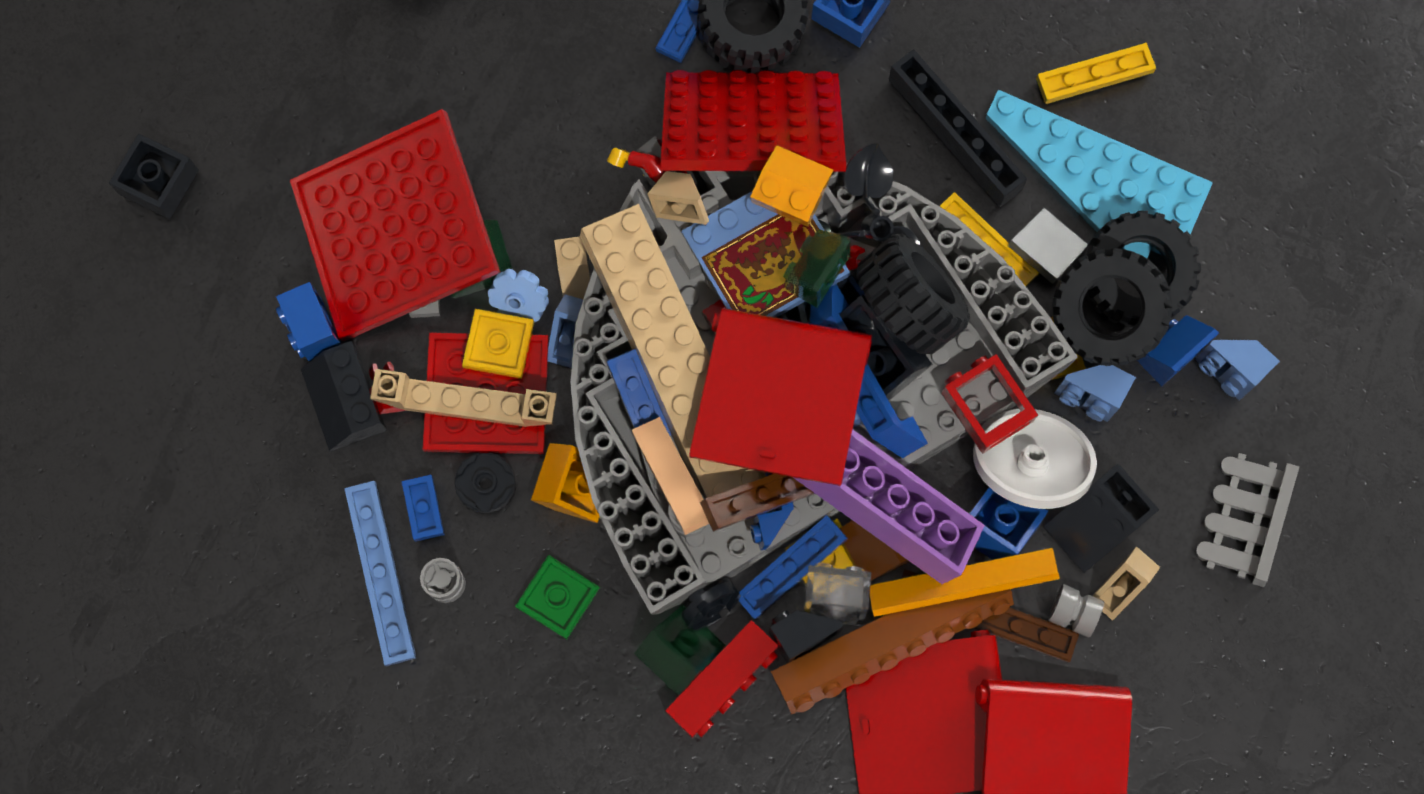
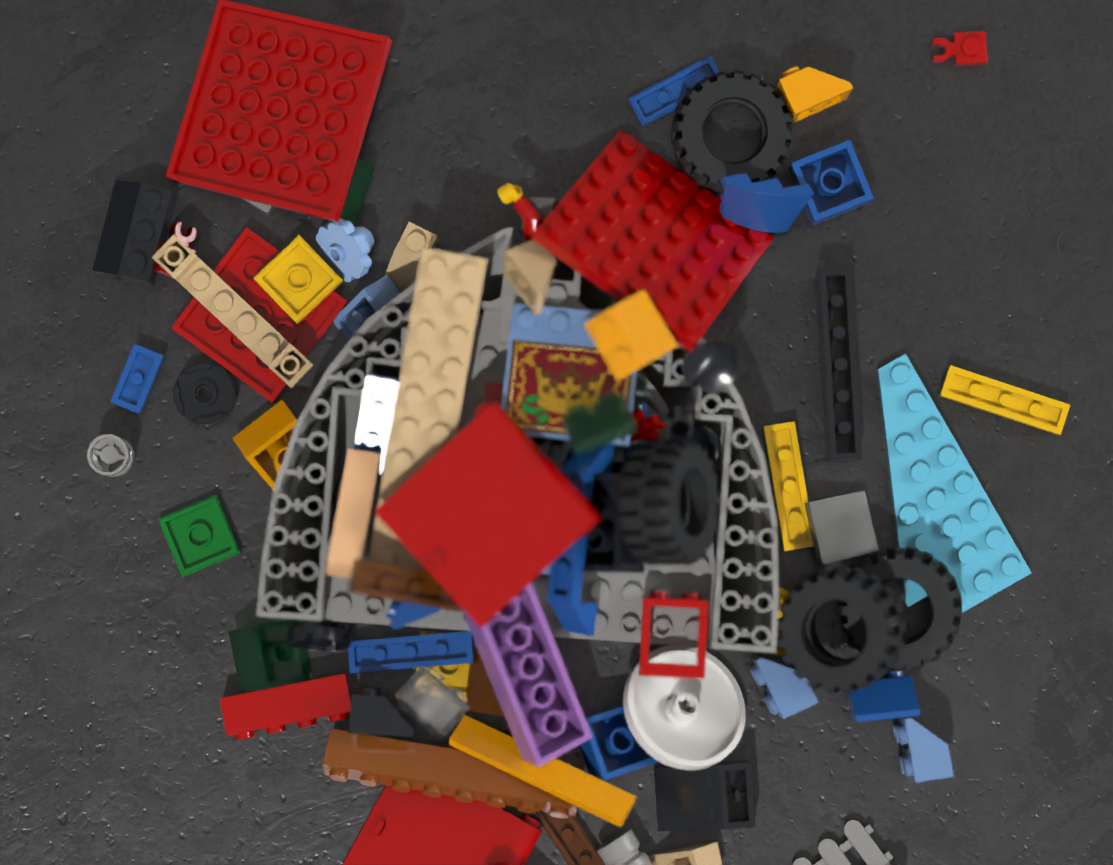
camera: 30 degrees right, 10 degrees up
(307, 320) = (146, 147): blue brick -> none
(380, 573) = (63, 410): medium blue plate -> none
(813, 46) = (762, 204): none -> blue slope

